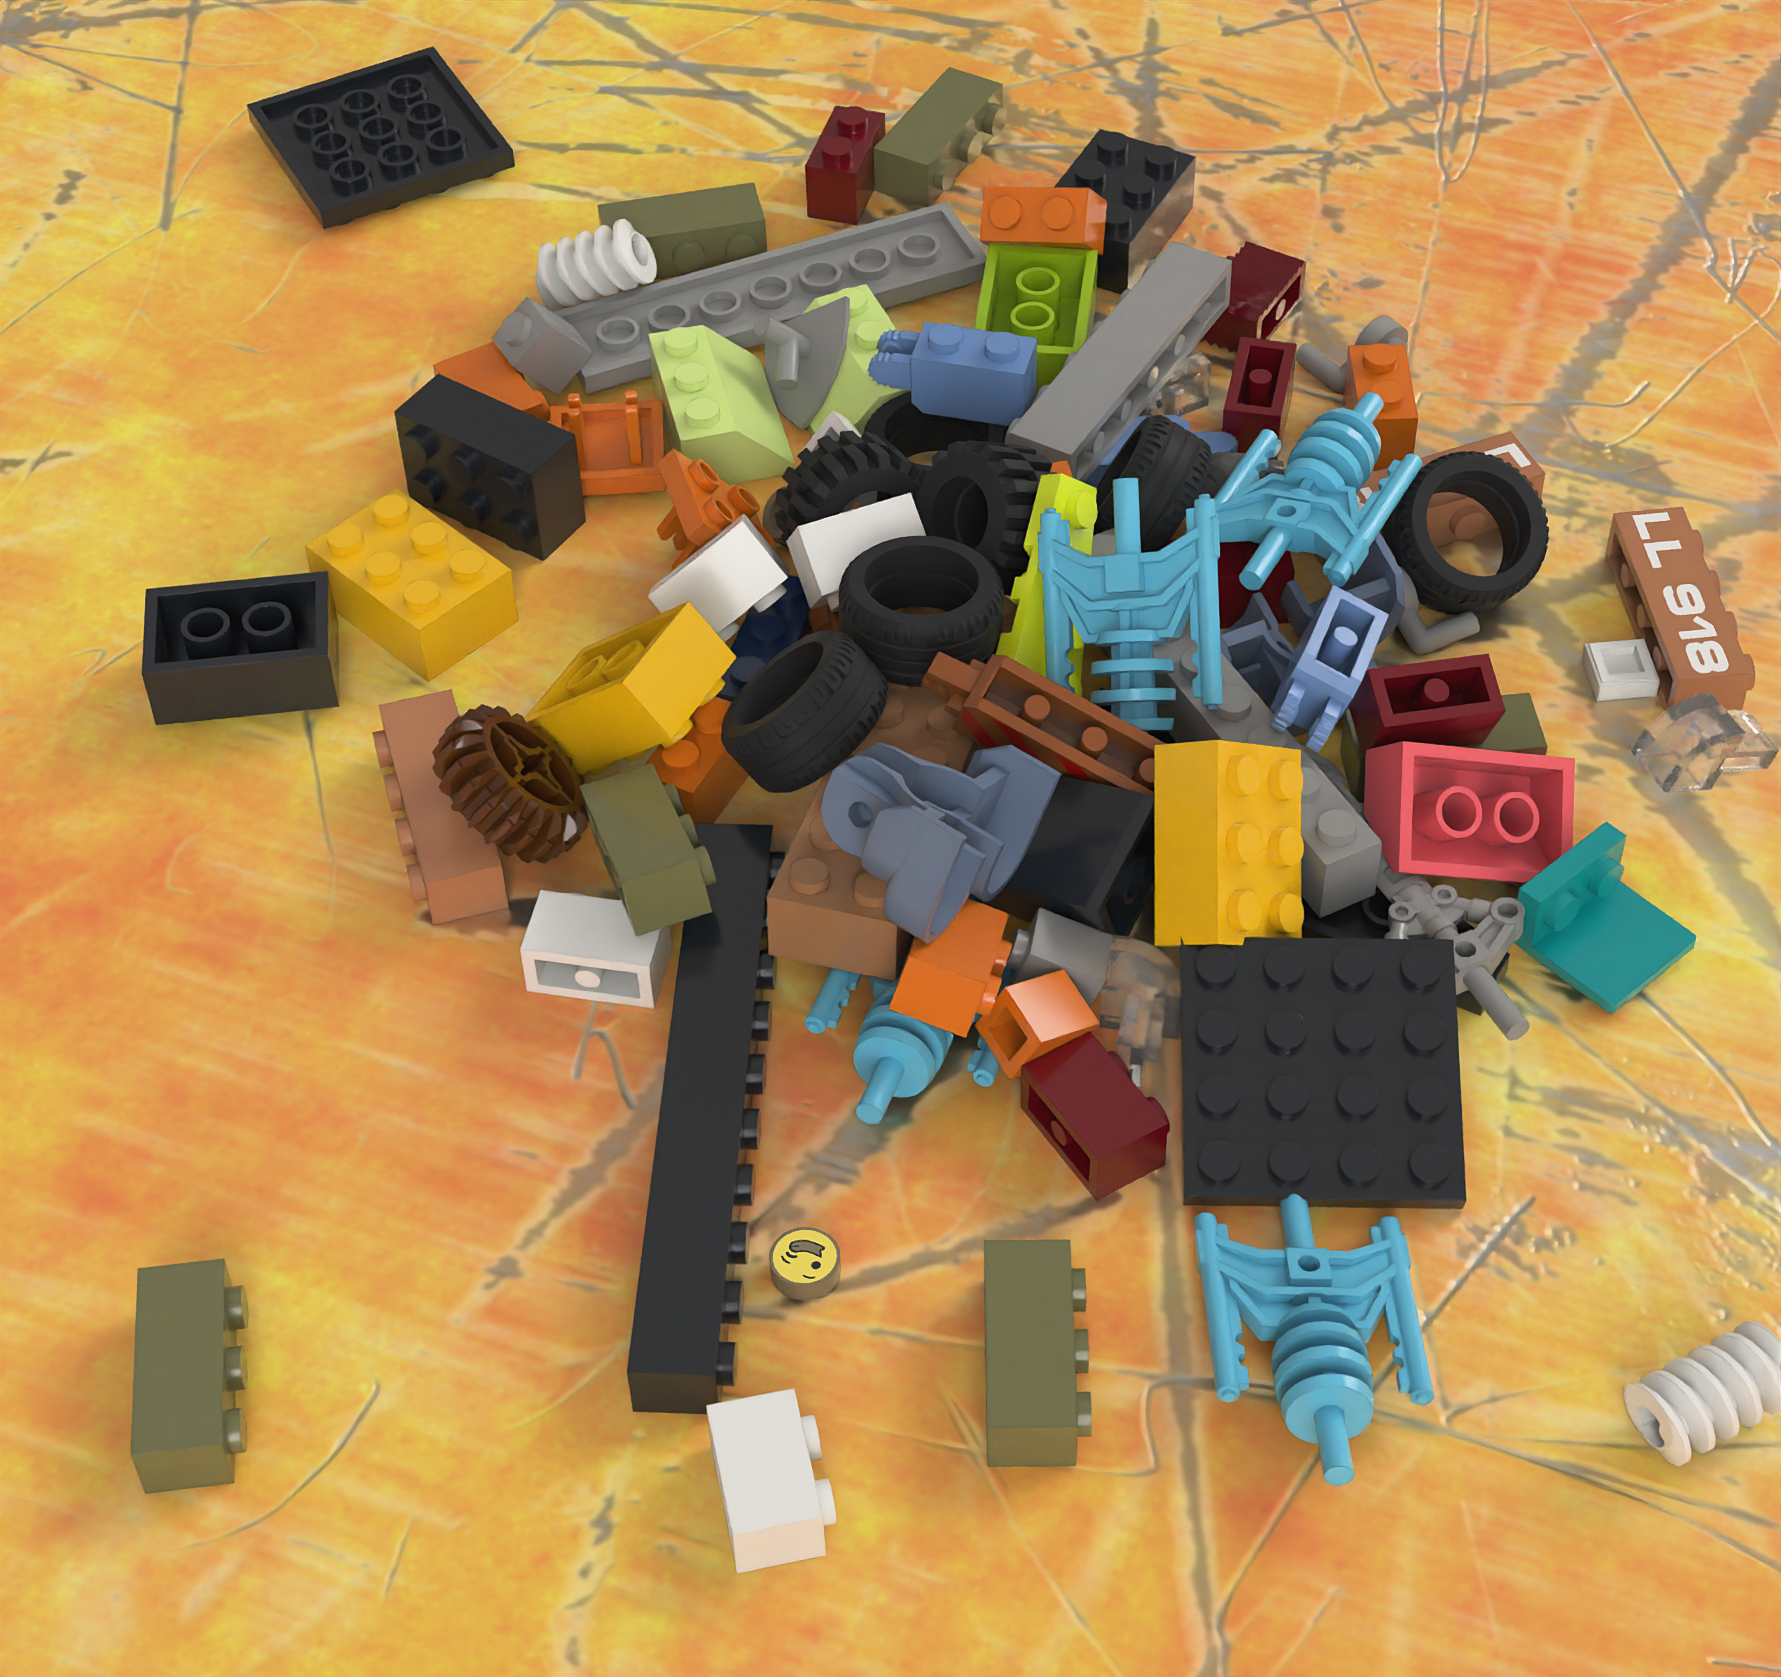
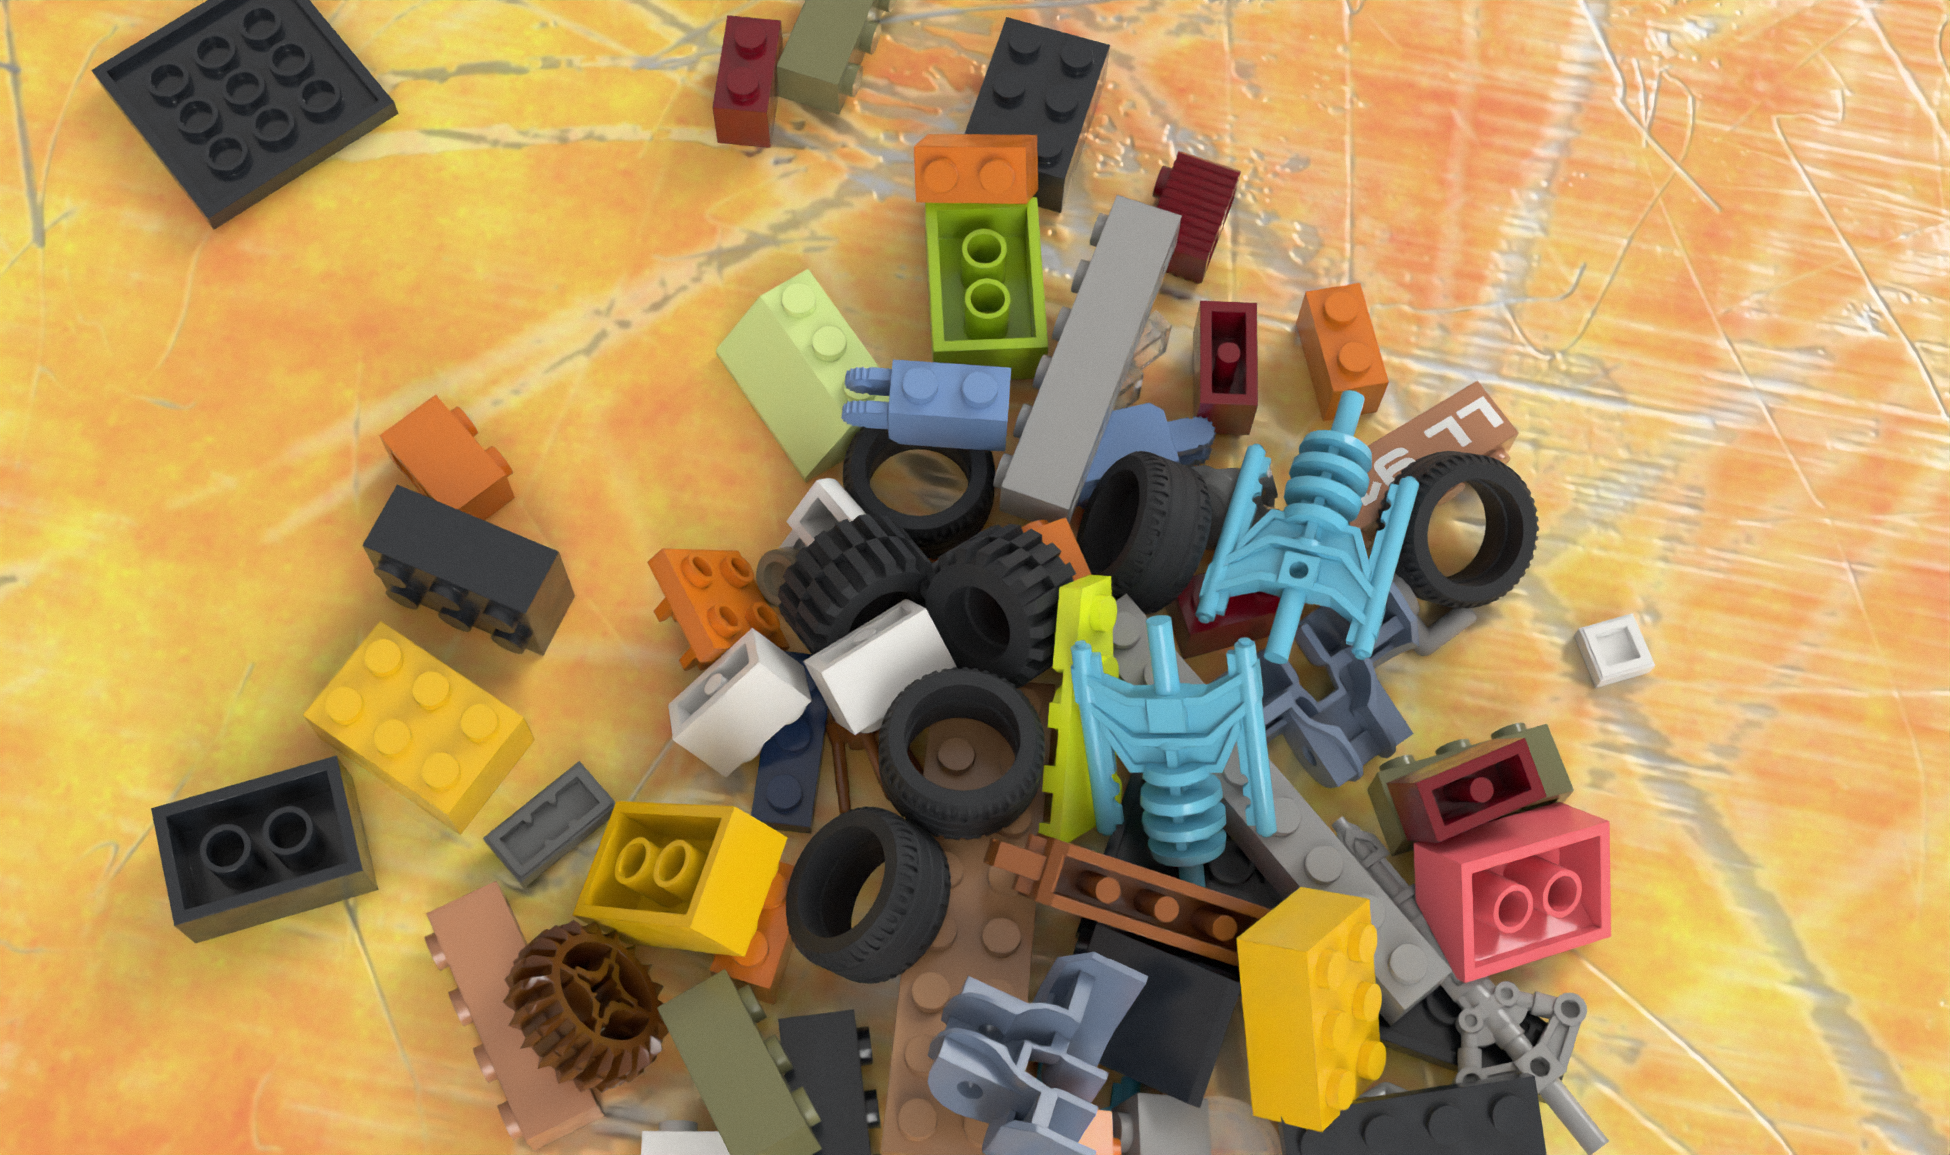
camera: 15 degrees left, 20 degrees up
(514, 671) = (551, 824): none -> dark grey plate
(542, 345) = (488, 392): light grey brick -> none
(594, 265) = (519, 271): white piece -> none
(616, 443) = (582, 503): orange plate -> none
(695, 227) = (598, 198): olive brick -> none
(718, 404) = (684, 439): yellowish green slope -> none
(804, 358) = (761, 366): light grey shield -> none
(894, 256) = (700, 273): light grey plate -> none
(1327, 666) = (1368, 768): medium blue hinge -> none
(1380, 330) = (1327, 268): light grey plate -> none
(1597, 927) = (1651, 992): teal bracket -> none
(1677, 607) = (1662, 581): nougat brick -> none
(1700, 740) = (1708, 748): clear brick -> none

